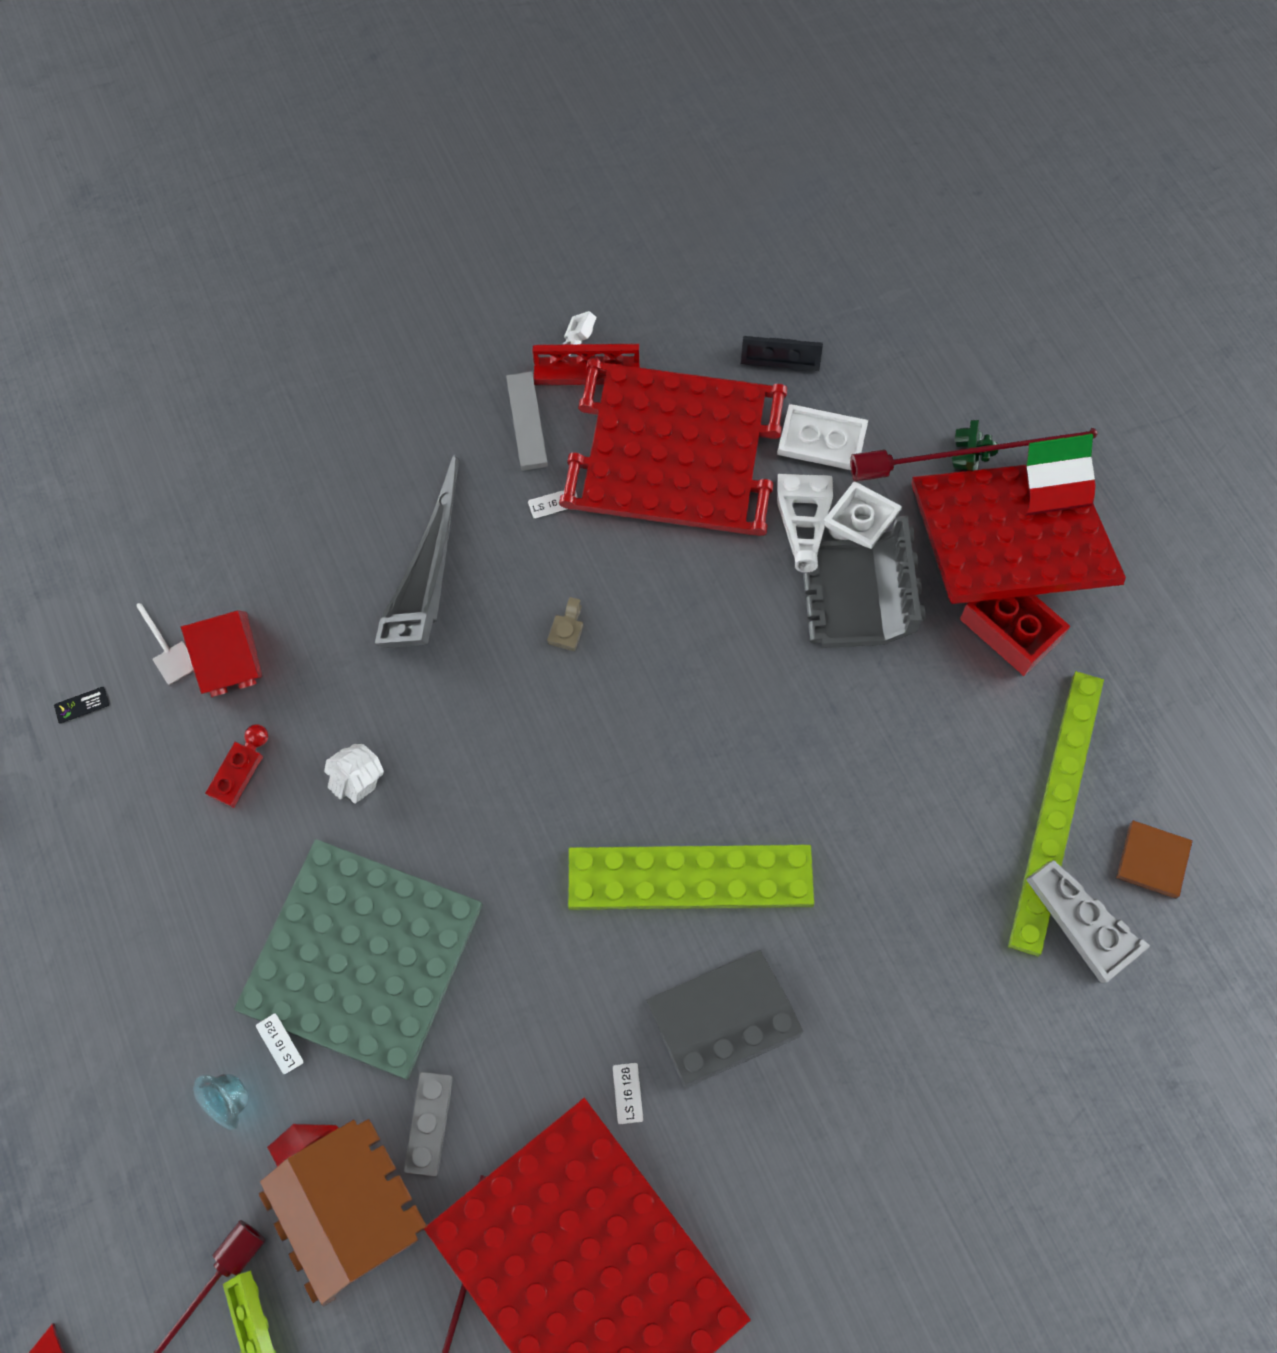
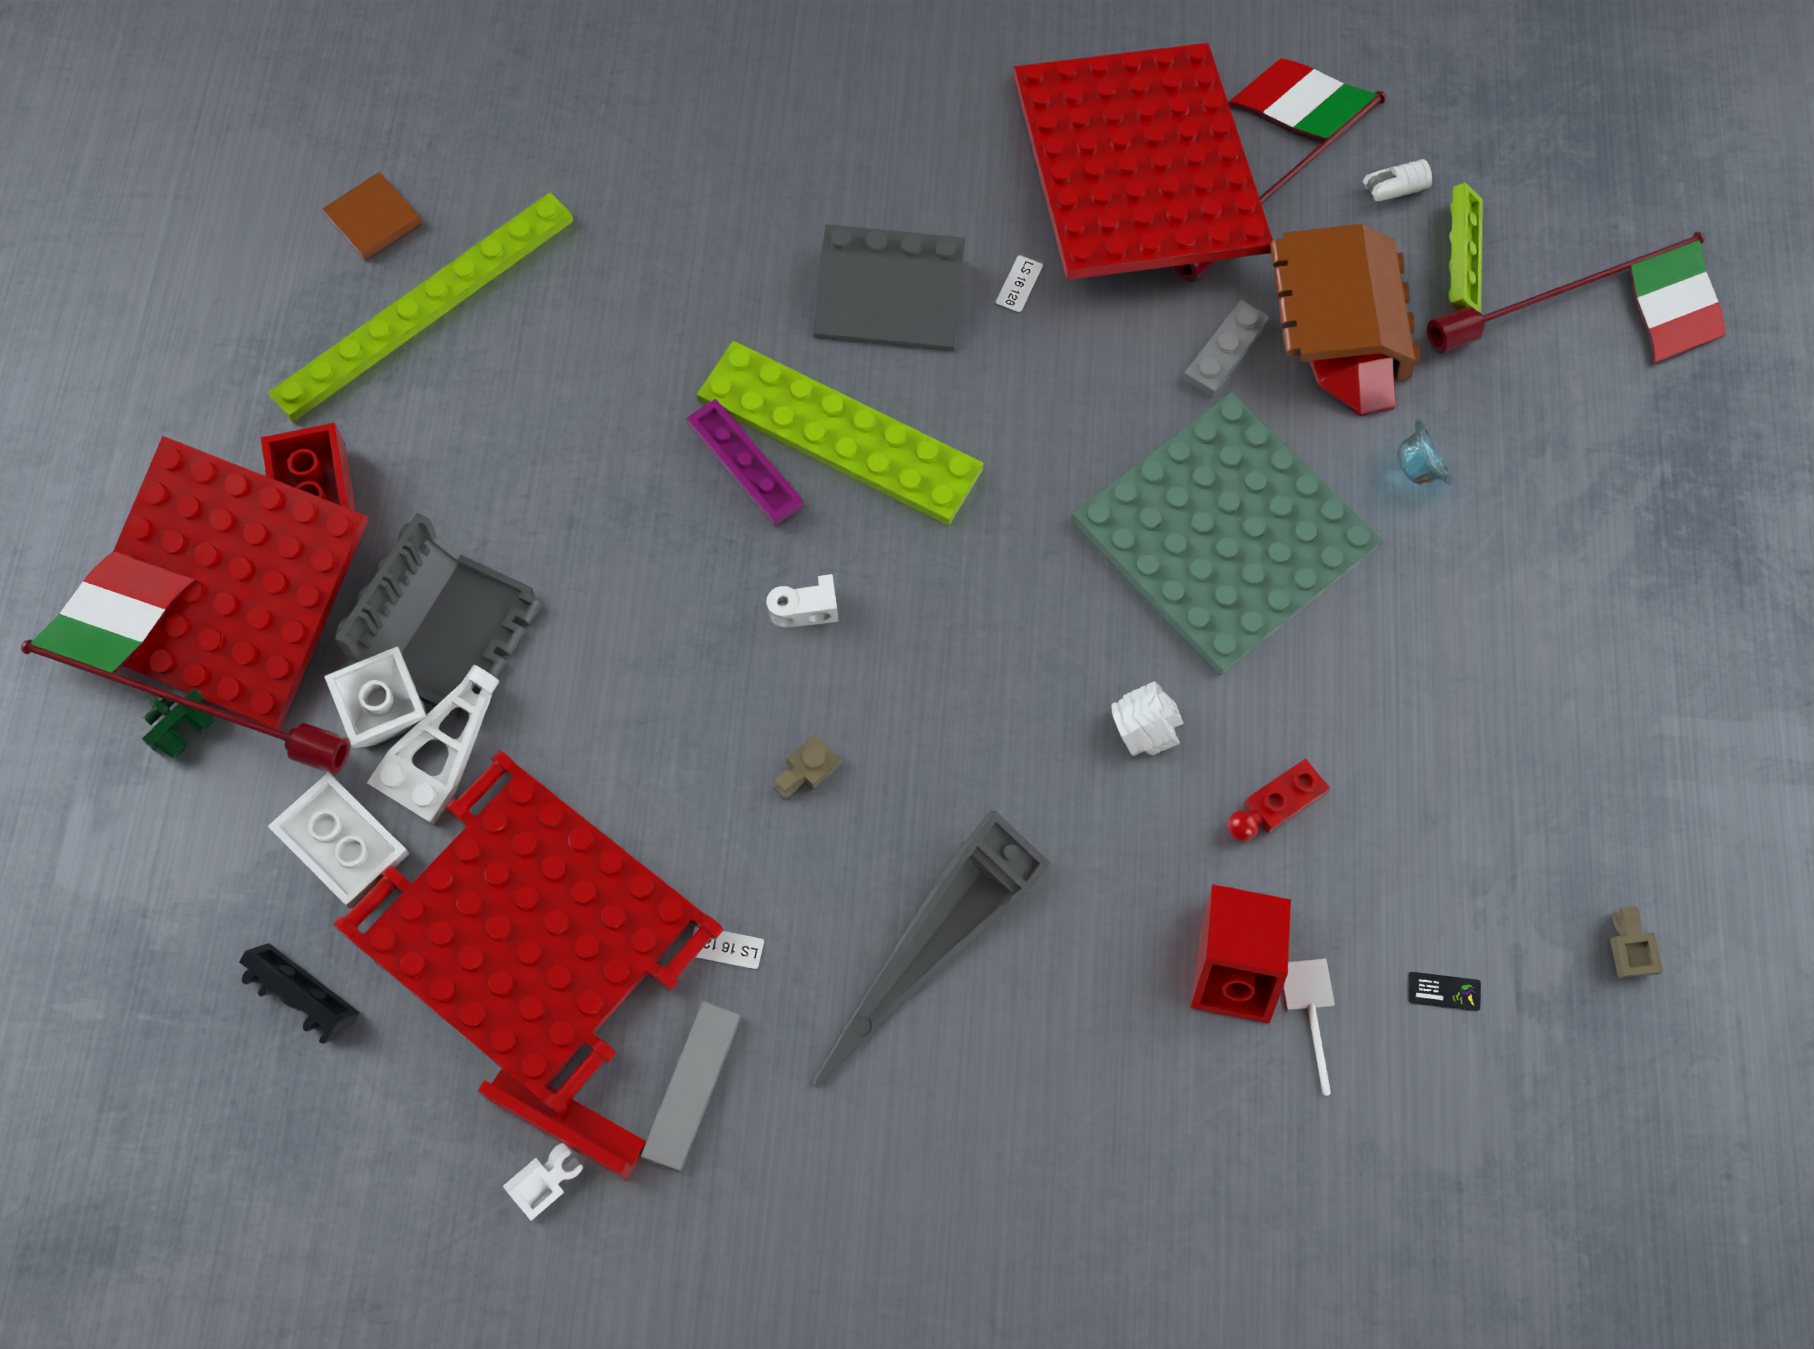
camera: 155 degrees left, 0 degrees up
(279, 1043) = (1346, 485): white sticker -> none
(633, 727) = (803, 605): none -> white leg
(742, 811) = (745, 462): none -> magenta plate
(1093, 931) = (487, 188): light grey wing -> none

